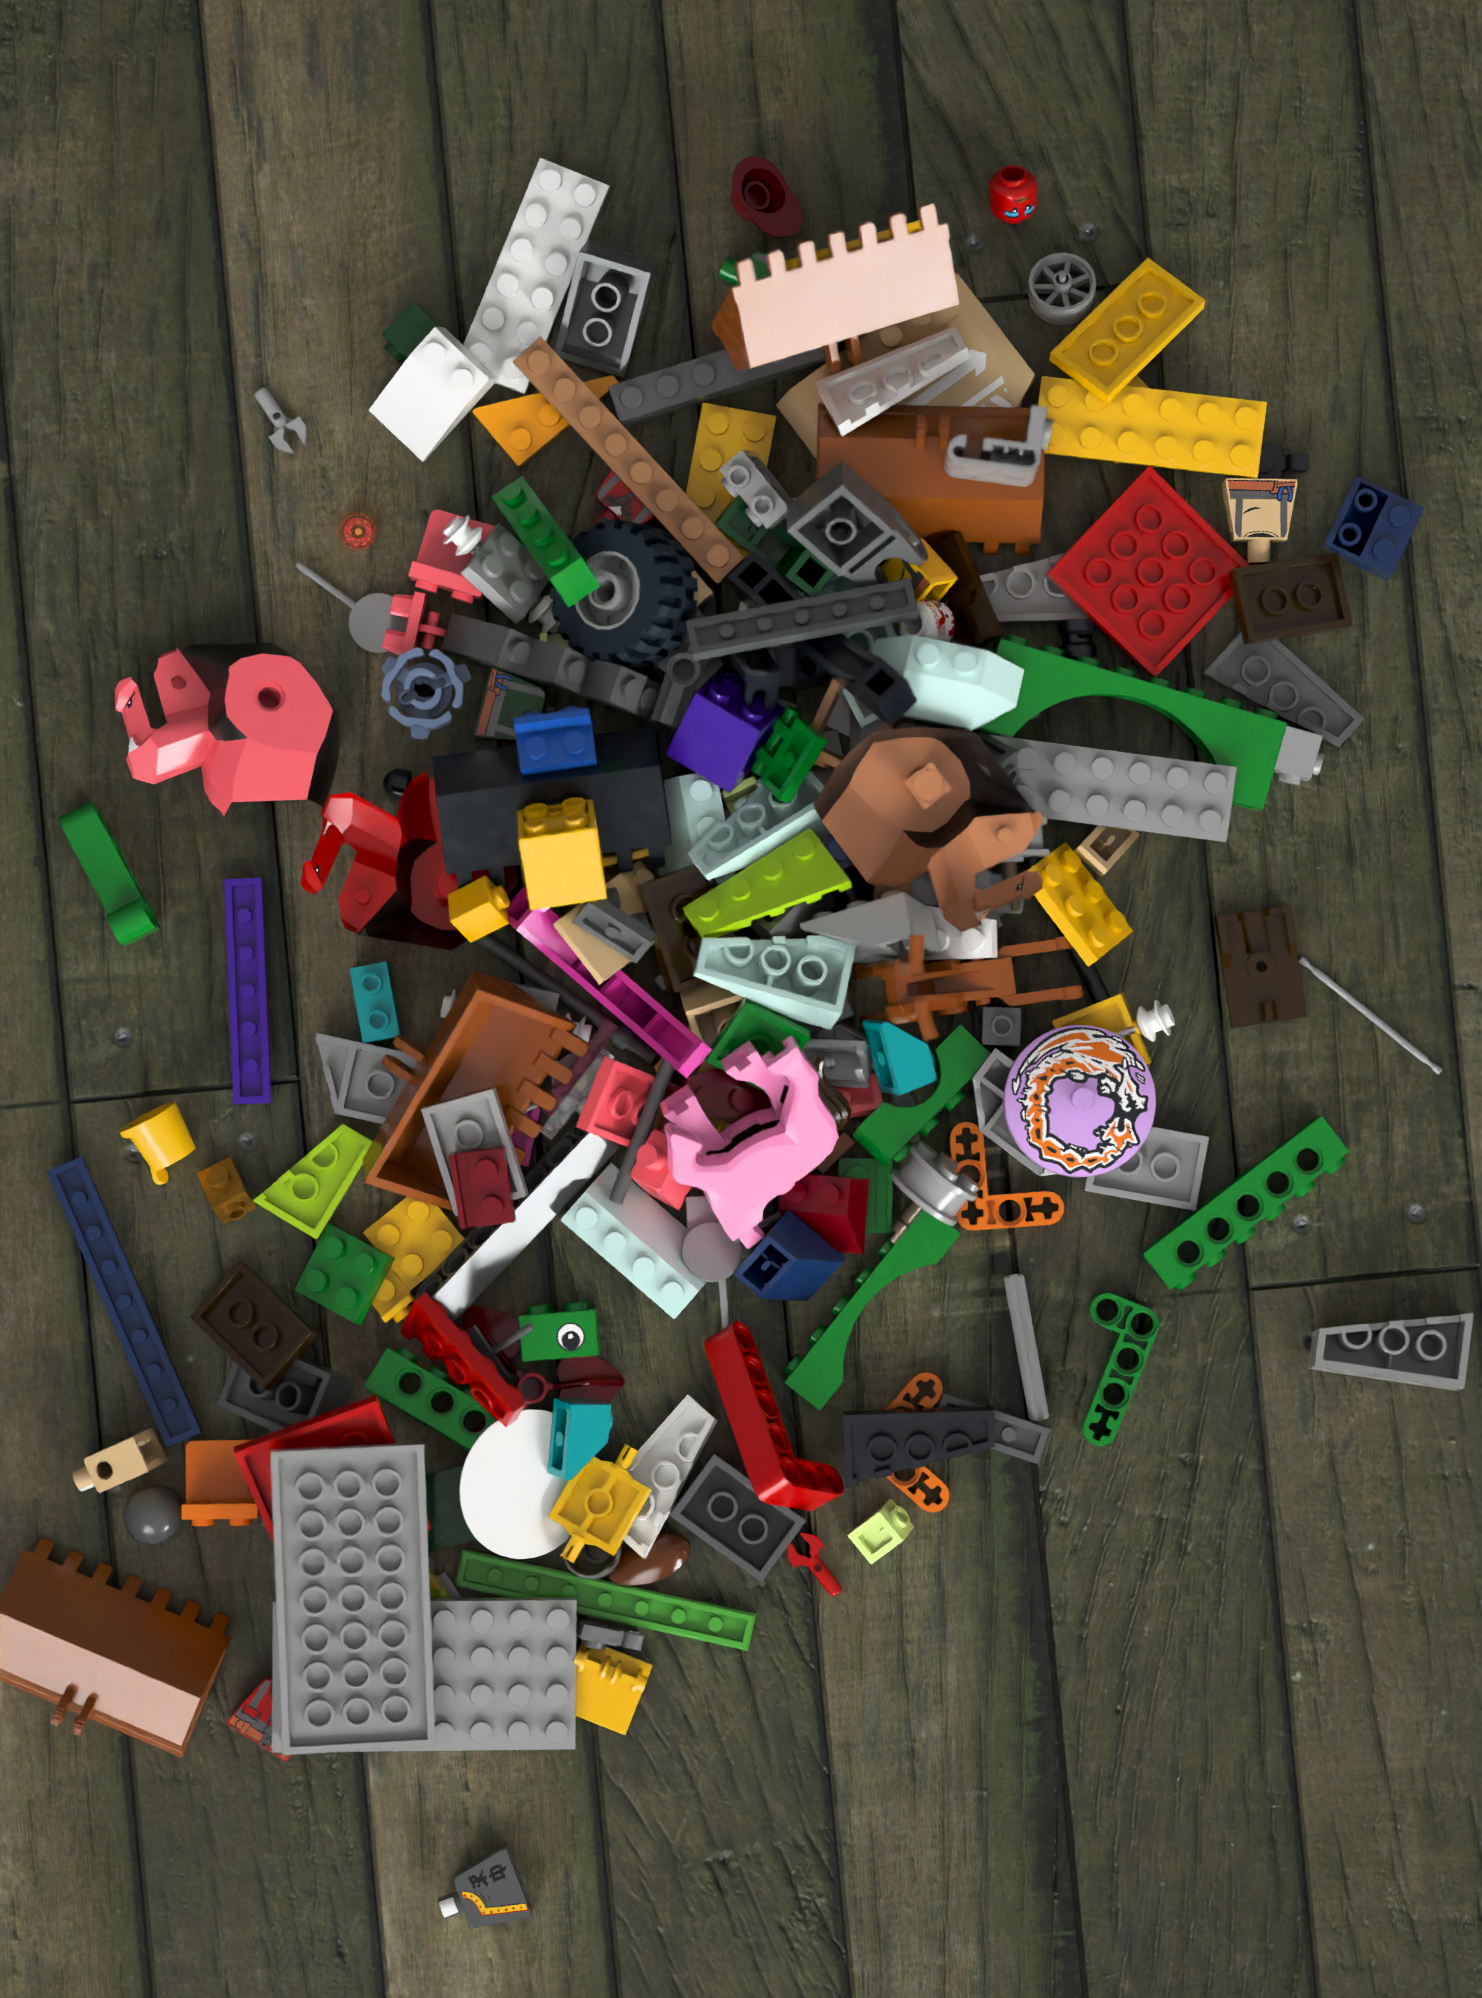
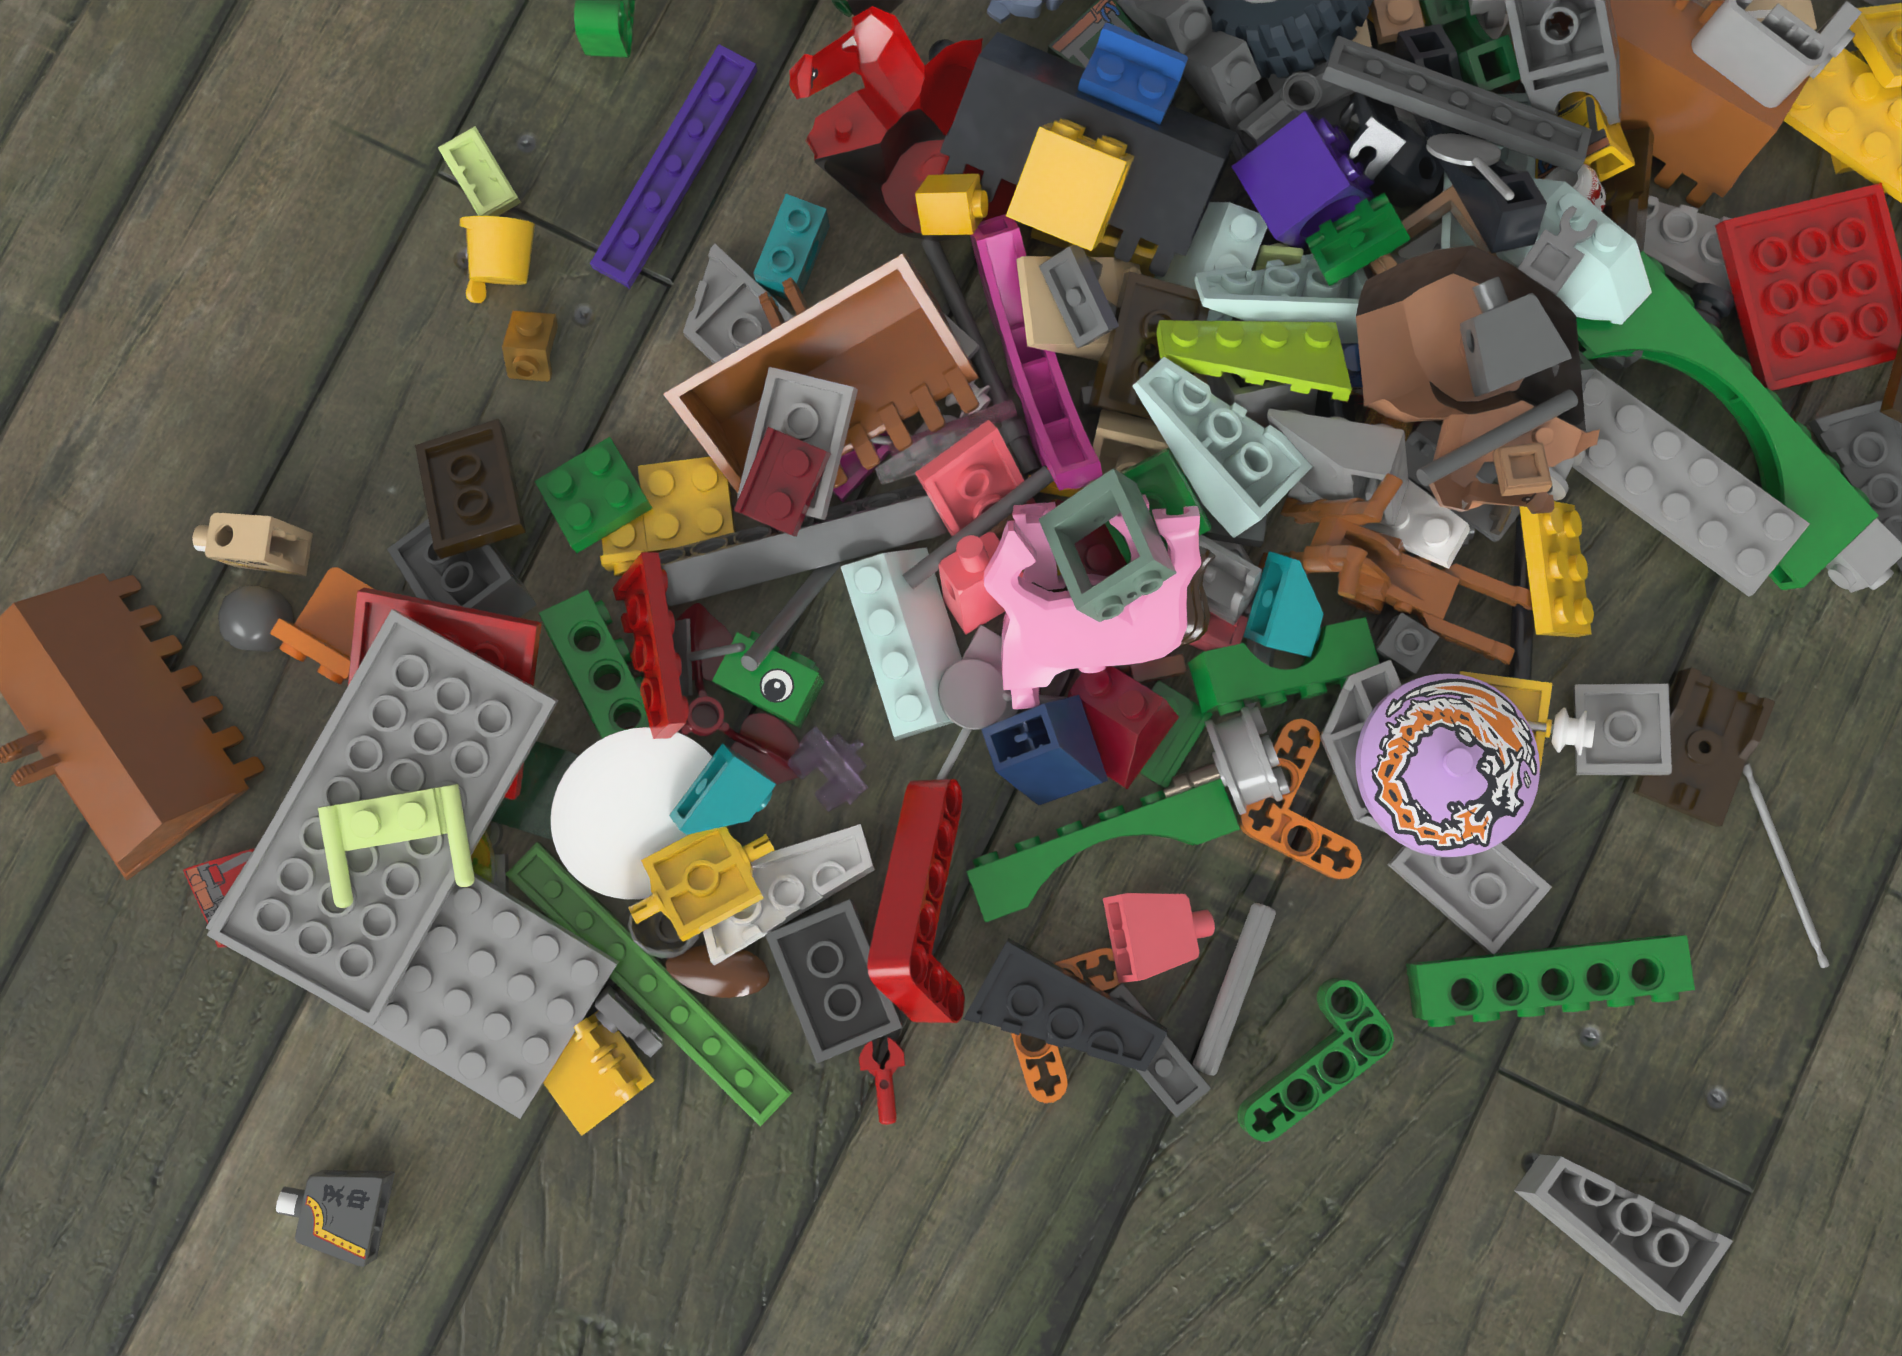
camera: 30 degrees right, 5 degrees down
(106, 1086) = (479, 174): none -> yellowish green plate
(124, 1301) = (361, 392): dark blue plate -> none
(318, 1182) = (621, 392): lime wing -> none
(365, 1595) = (392, 821): none -> yellowish green plate
(546, 1281) = (787, 616): none -> dark grey bar
(625, 1362) = (836, 761): none -> clear purple hips
(713, 1089) = (1083, 514): none -> sand green window
(830, 655) = (1470, 151): none -> light grey piece
(881, 1531) = (972, 1087): yellowish green bracket -> none
(935, 703) = (1554, 257): none -> flat silver plate
(938, 783) = (1508, 339): none -> dark grey torso
(944, 1344) = (1153, 933): none -> coral torso
(971, 861) = (1497, 437): none -> dark grey bar
(1002, 871) = (1522, 469): none -> medium nougat tile
(1105, 847) = (1612, 532): tan slope -> none
(1194, 990) = (1628, 731): none -> light grey plate

